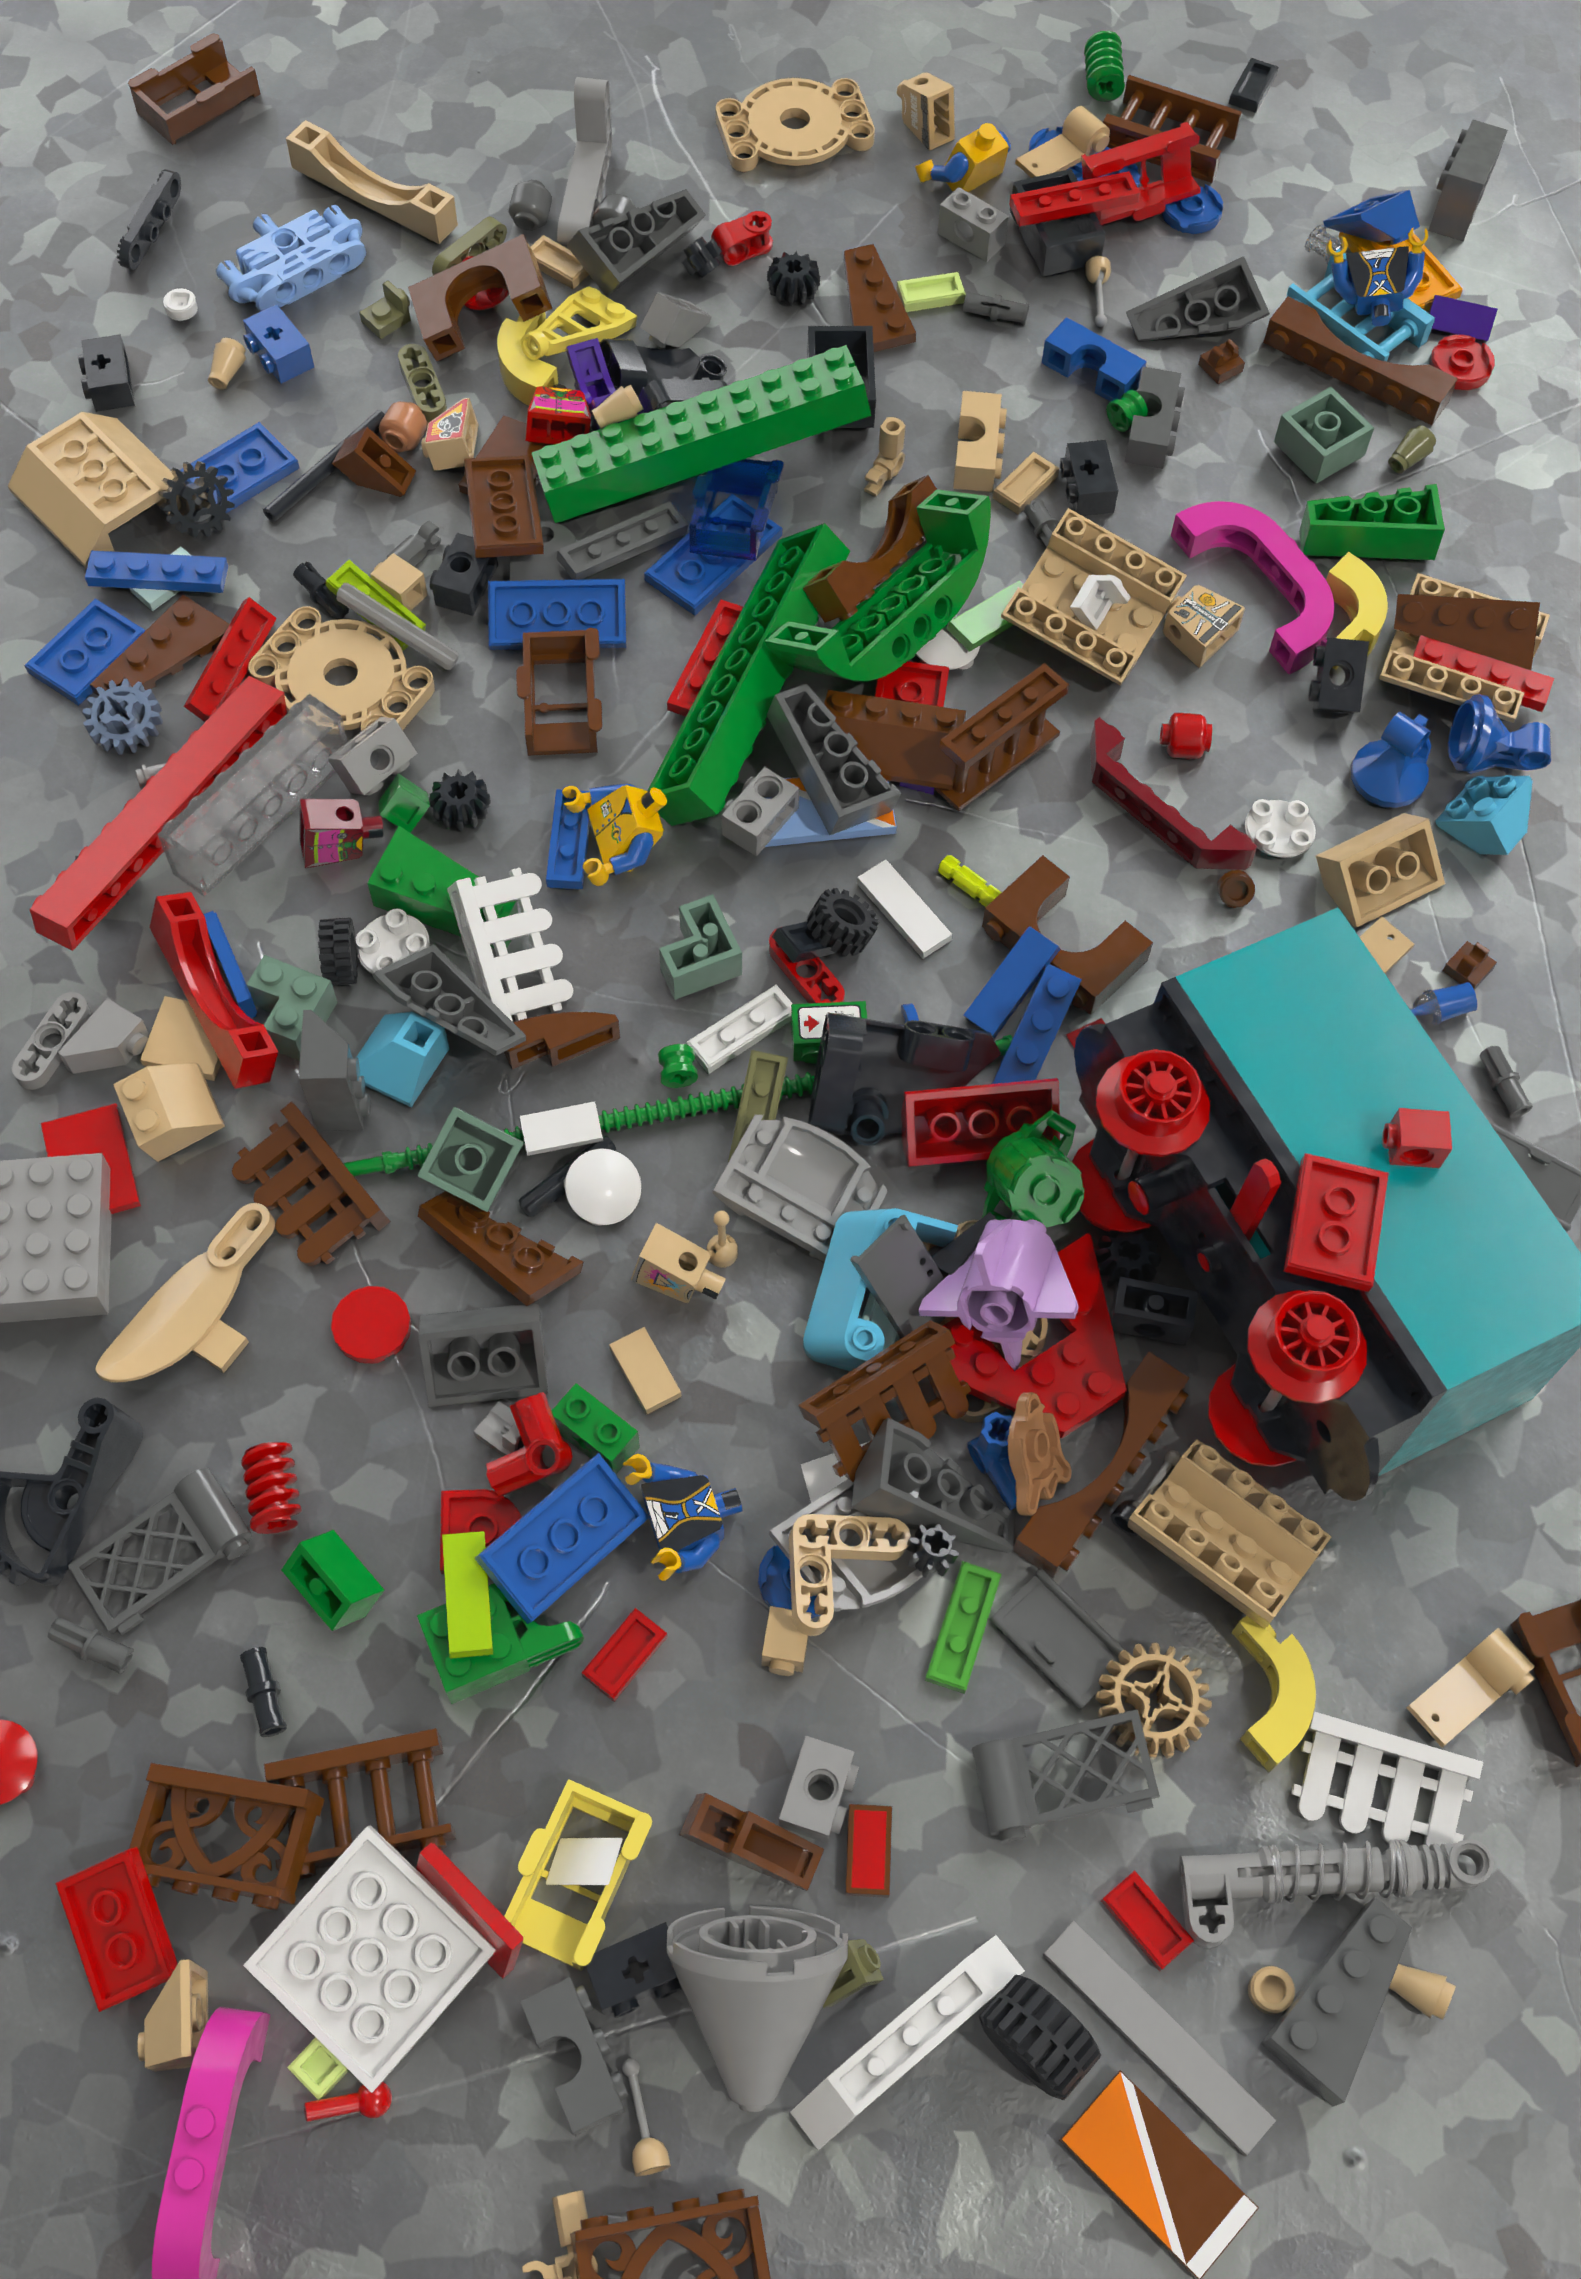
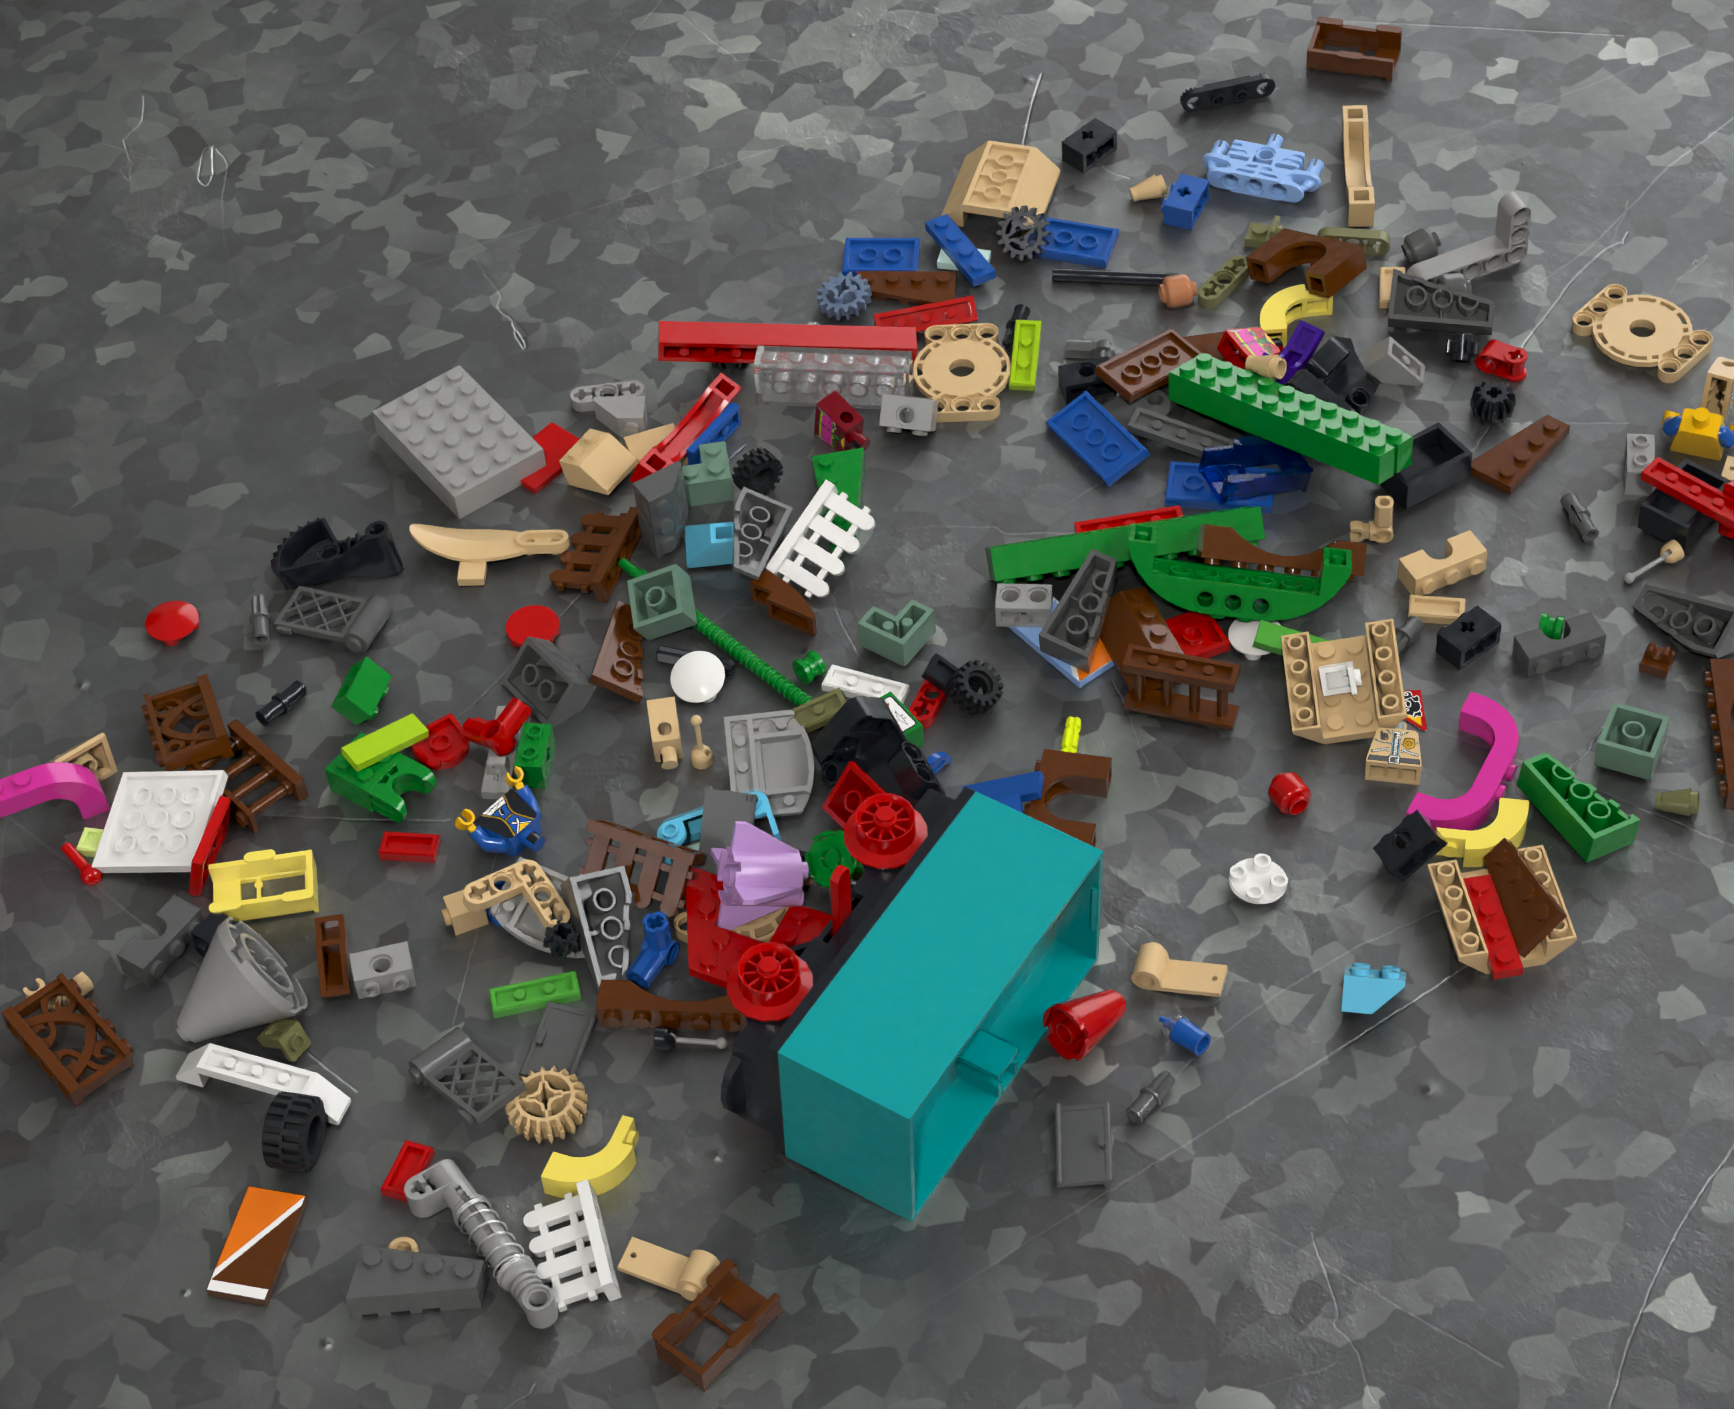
camera: 65 degrees right, 15 degrees down
(117, 1928) = (114, 710): red tile -> none
(180, 304) = (1175, 144): white tile -> none
(268, 1487) = (397, 636): red piece -> none
(373, 464) = (1133, 295): reddish brown slope -> none
(390, 940) = (792, 493): white dish -> none
(397, 626) = (1015, 371): light grey axle -> none
(401, 581) = (1050, 355): tan brick -> none
(403, 803) = (891, 446): green panel -> none
(451, 436) = (1190, 315): tan slope -> none
(459, 800) = (915, 470): black gear -> none
(560, 648) = (1026, 454): reddish brown piece -> none
(561, 1128) = (718, 634): white tile -> none
(562, 1538) = (449, 767): blue tile -> none
(567, 845) = (932, 534): blue plate -> none
(584, 1861) = (272, 885): white sticker -> none
(608, 316) = (1367, 320): light yellow plate -> none
(623, 824) = (954, 550): torso -> none
(645, 1370) = (594, 763): tan tile -> none
(649, 2153) = (129, 1003): hinge -> none
(868, 1850) = (364, 1016): red tile -> none
(904, 909) = (1021, 719): white tile -> none
(931, 292) = (1560, 477): yellowish green tile -> none
(1035, 1454) = (659, 953): medium nougat tile -> none
(1076, 347) = (1579, 572): blue arch -> none
(1160, 2039) = (338, 1209): light grey tile -> none
(1226, 851) = (1230, 756): dark red slope -> none
(1229, 1532) = (671, 1085): tan slope -> none
(1236, 888) = (1183, 877): reddish brown tile -> none
(1336, 1222) = (853, 944): red tile -> none
(1382, 868) = (1269, 949): tan slope -> none
(1394, 768) = (1367, 913): blue piece -> none
(1418, 1138) = (944, 955): brick -> none
(1423, 1990) = (449, 1328): tan cone -> none
(1470, 964) = (1234, 1038): reddish brown tile -> none
(1483, 742) = (1422, 949): blue piece -> none

